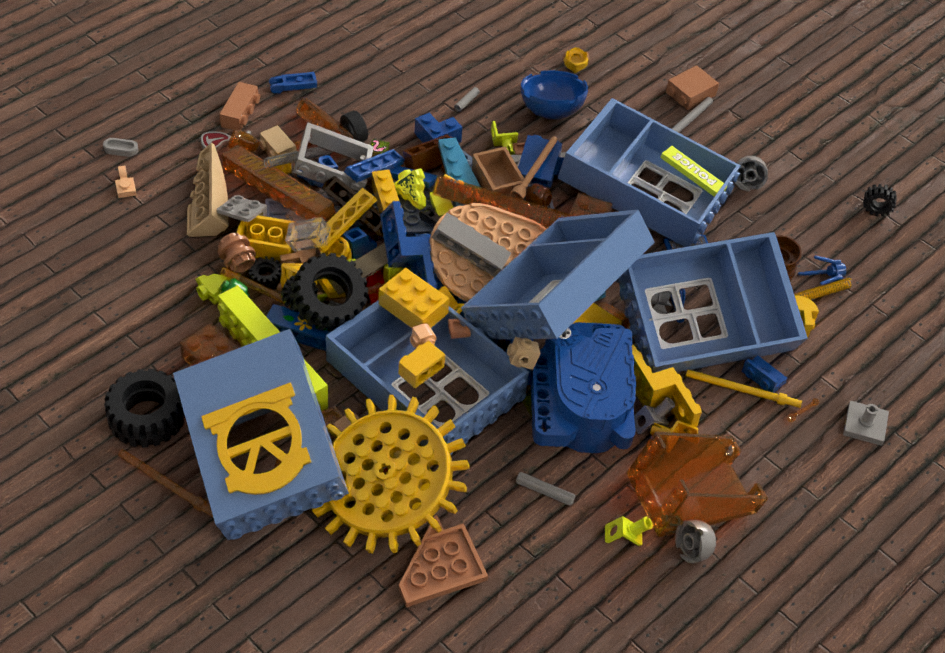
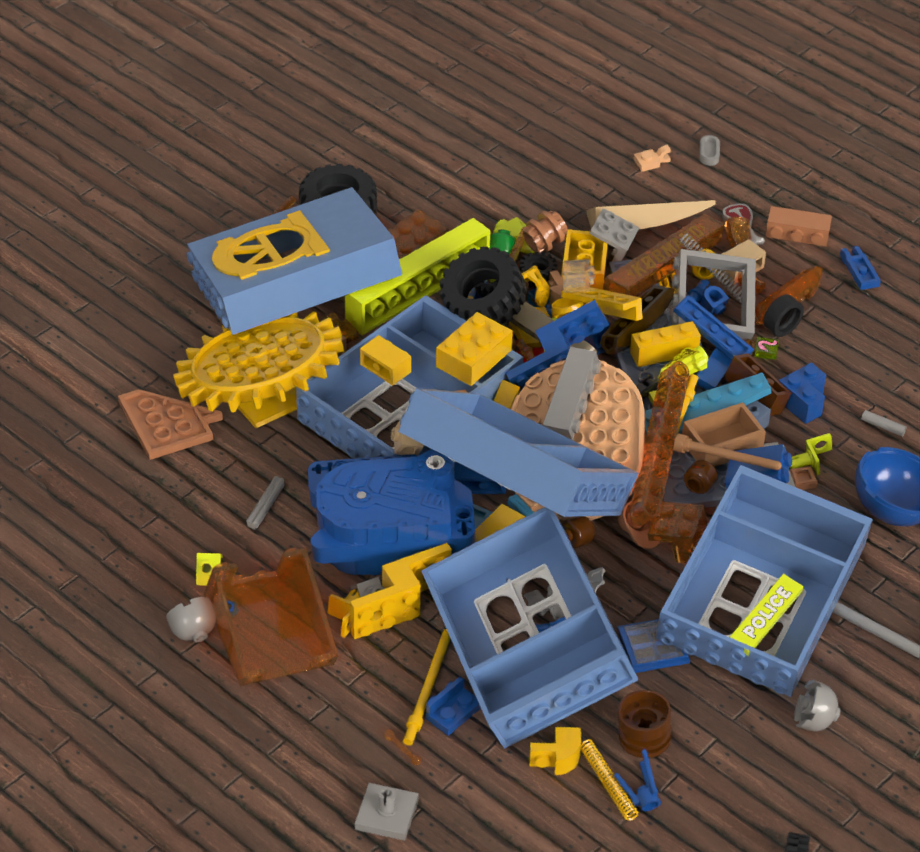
camera: 90 degrees right, 5 degrees down
(422, 334) = (424, 359): light nougat plate -> none

